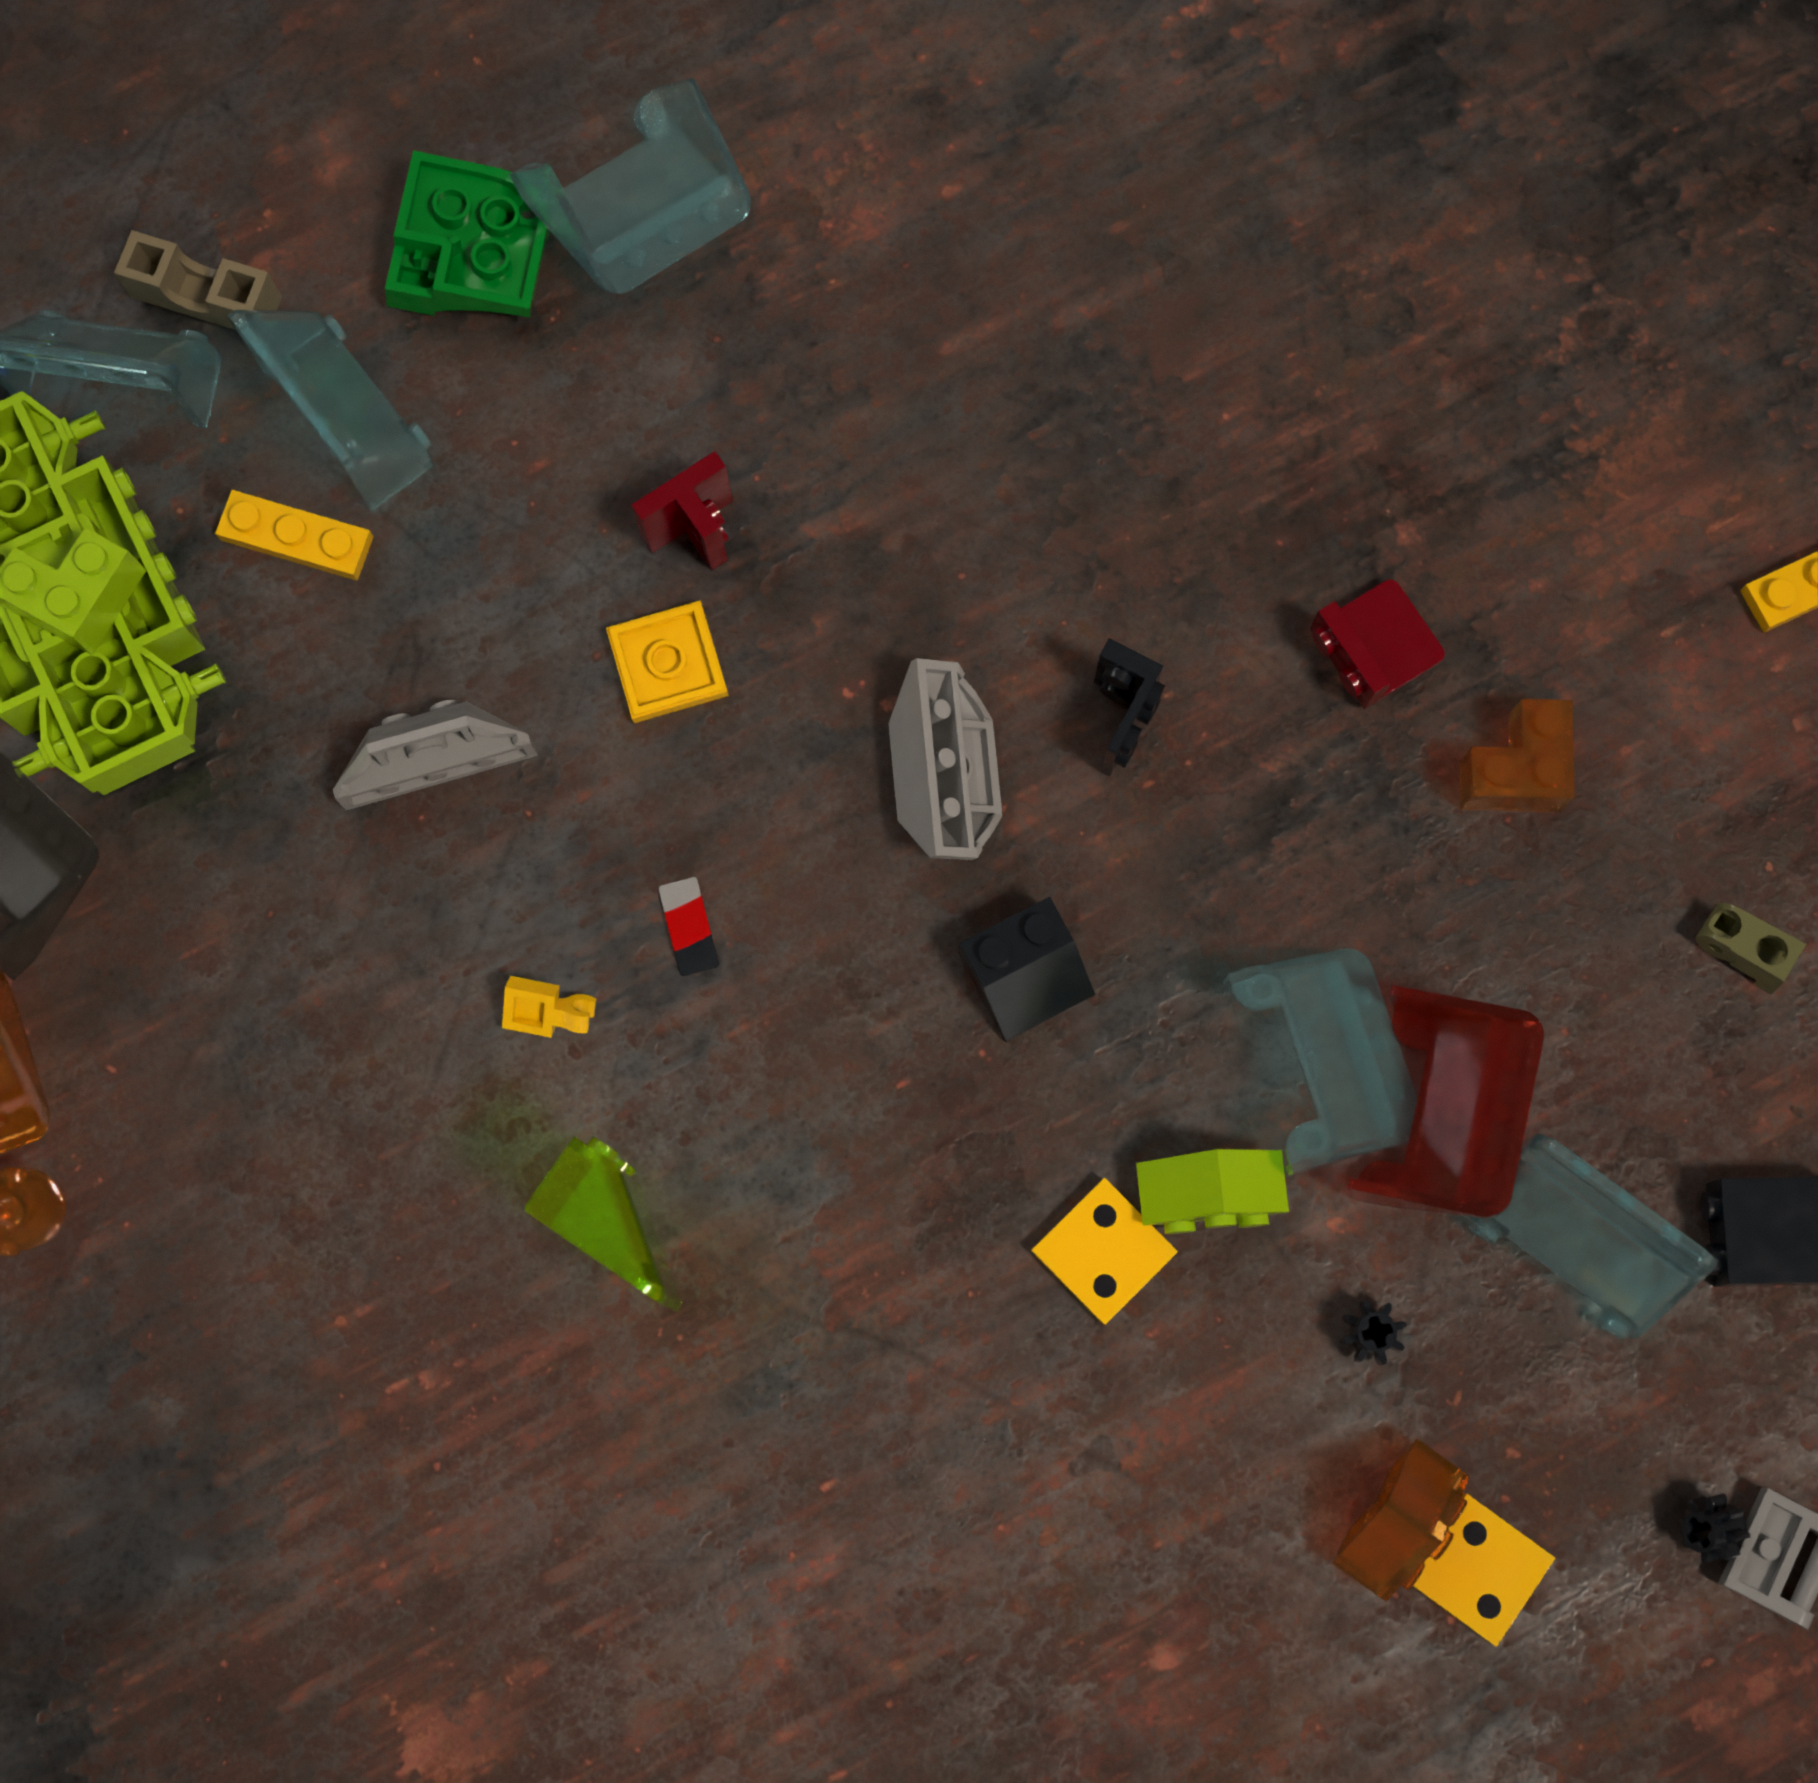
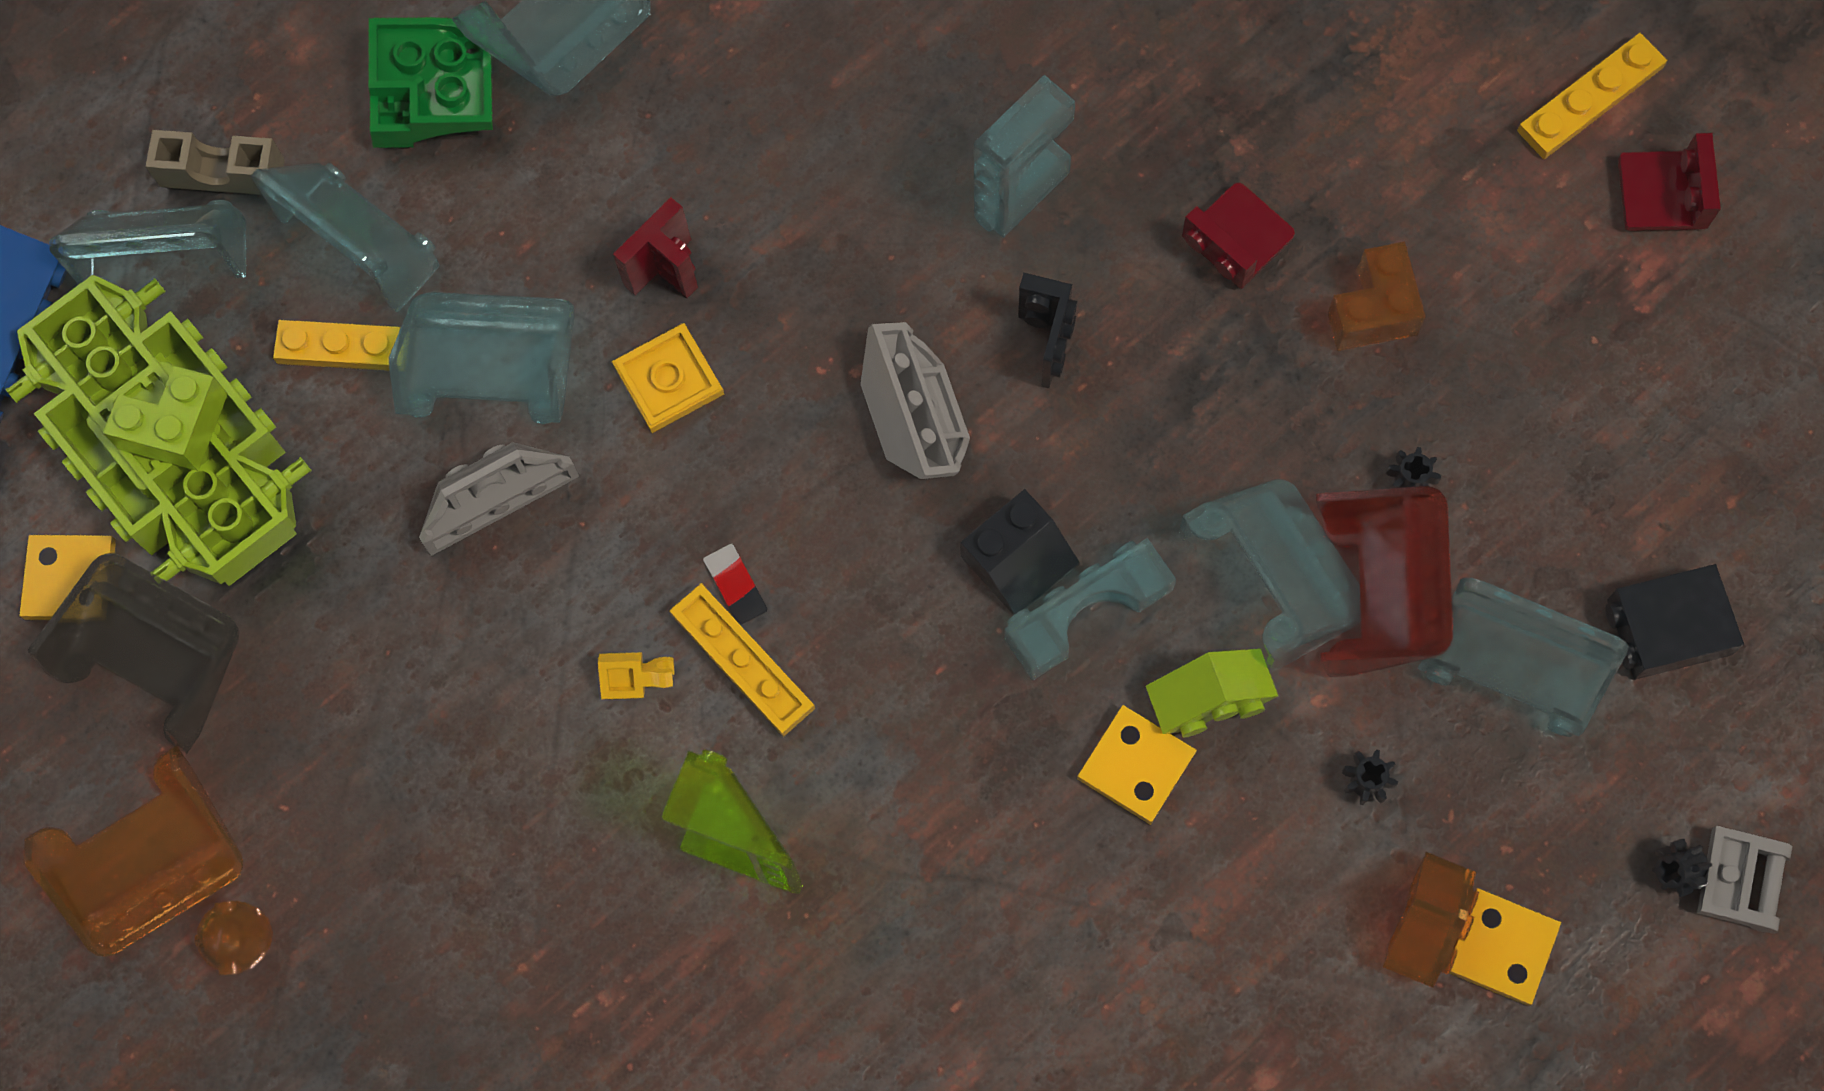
camera: 10 degrees left, 5 degrees down
(458, 580) = (483, 351): none -> clear light blue windscreen
(674, 1020) = (742, 660): none -> yellow plate
(1140, 496) = (1018, 158): none -> clear light blue arch
(1153, 1030) = (1133, 579): none -> clear light blue arch
(1527, 978) = (1417, 462): none -> black gear
(1750, 945) = (1594, 403): olive leg -> none

